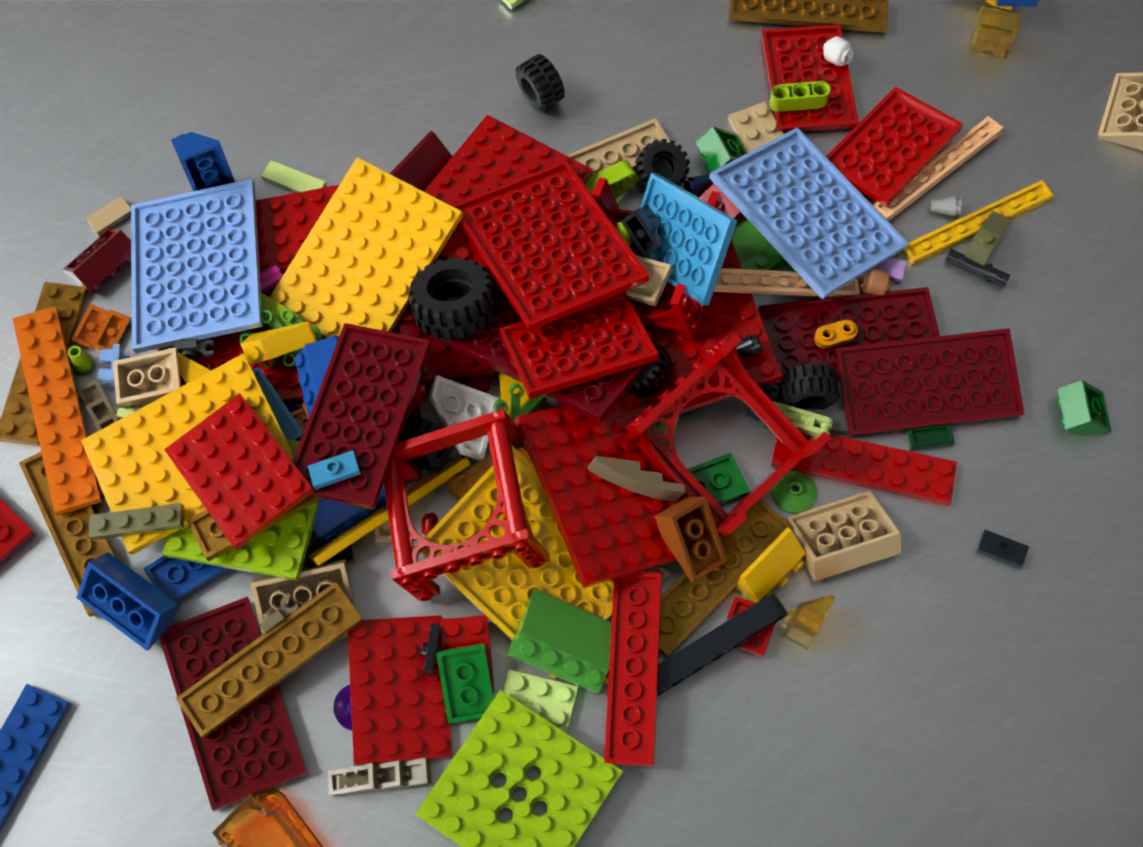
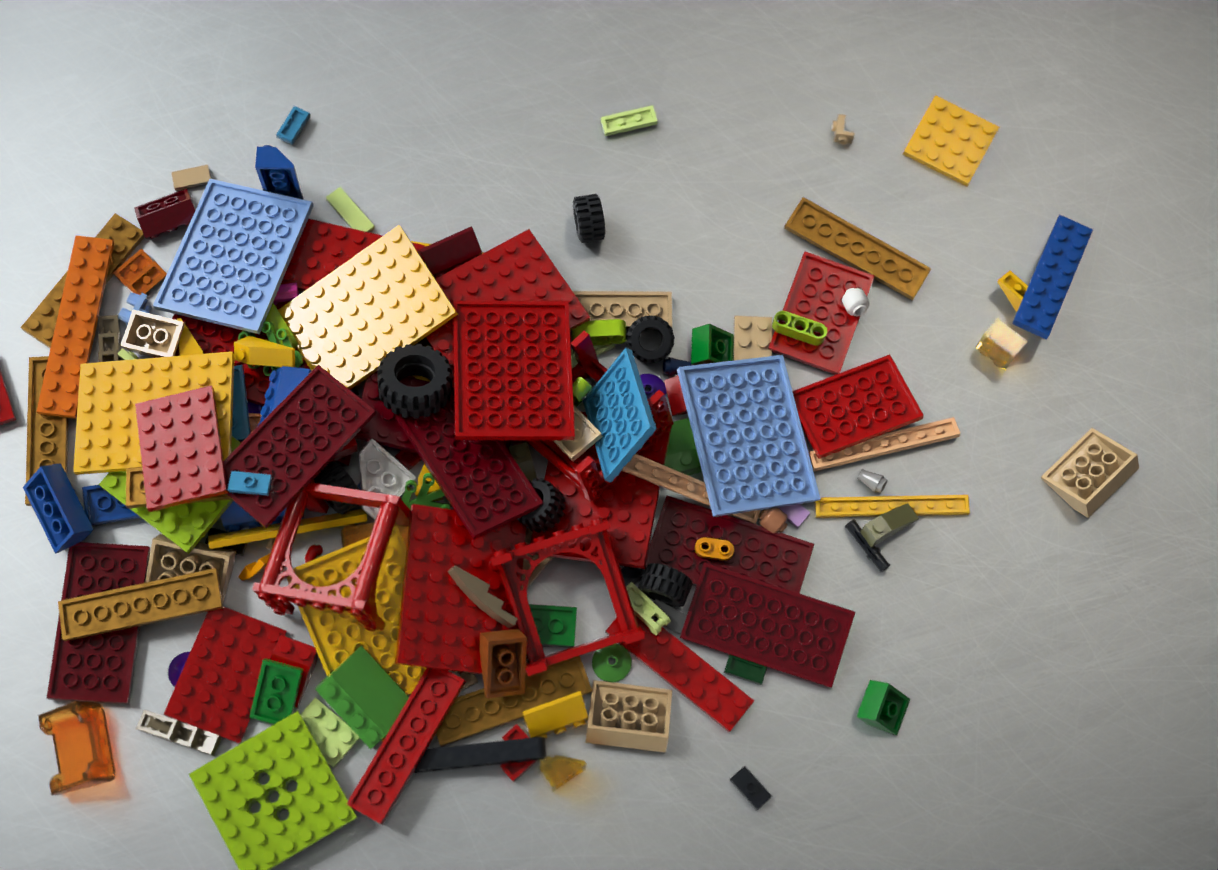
camera: 20 degrees right, 5 degrees up
(80, 360) = (112, 293): lime cone -> none
(136, 521) = (89, 451): olive plate -> none
(193, 119) = (293, 125): none -> dark azure plate
(193, 348) = (199, 325): dark grey plate -> none
(273, 616) = (157, 573): dark tan plate -> none
(372, 569) = (254, 568): none -> light orange slope
(429, 650) = (260, 654): black plate -> none
(579, 346) = (491, 469): red plate -> none
(644, 230) = (595, 393): black slope -> none
(749, 346) = (629, 529): black cone -> none

